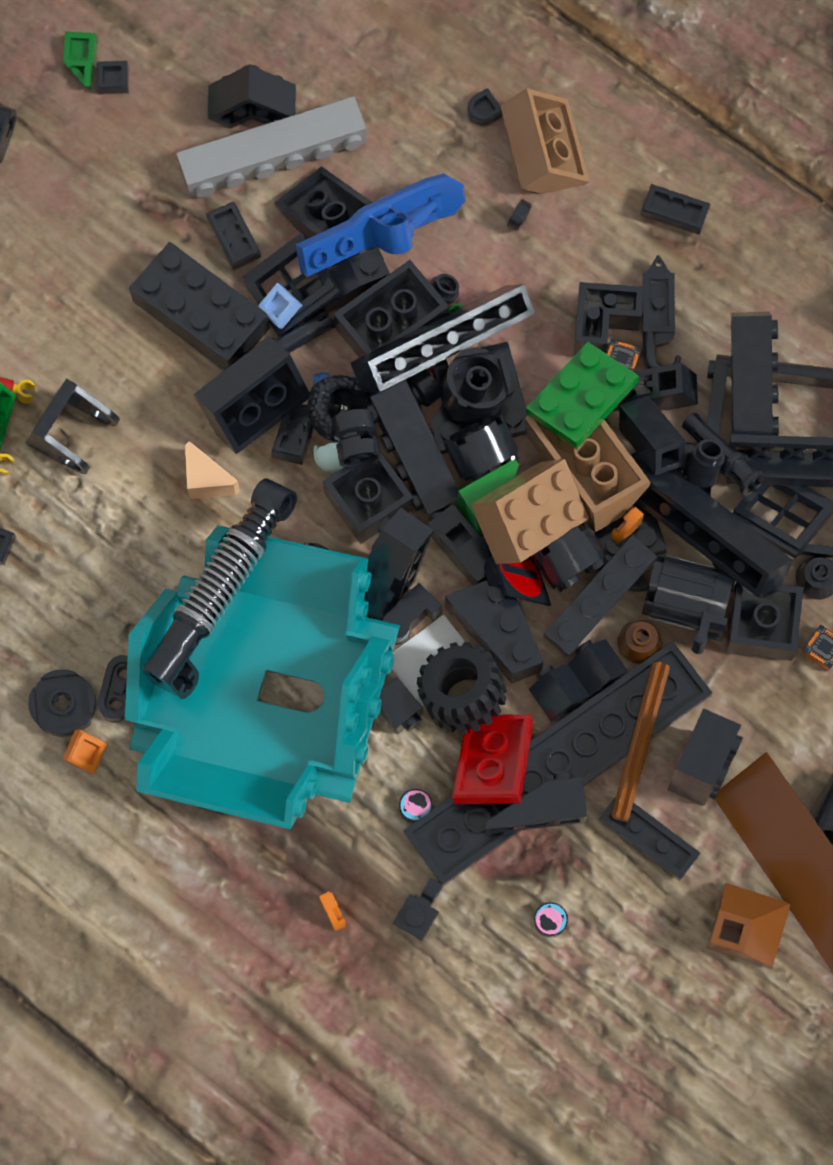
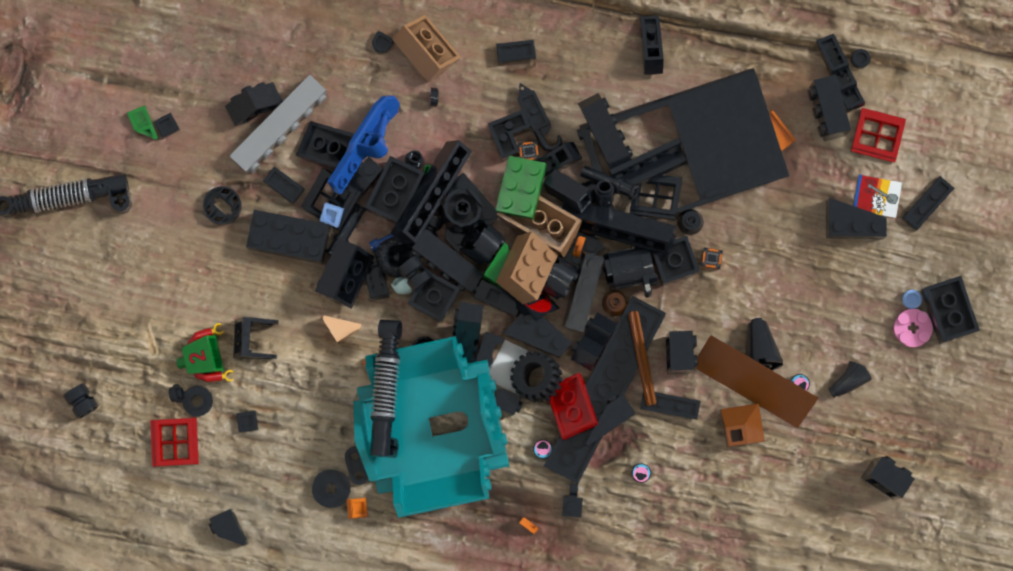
camera: 30 degrees left, 10 degrees up
(133, 202) = (217, 192): none -> black piece

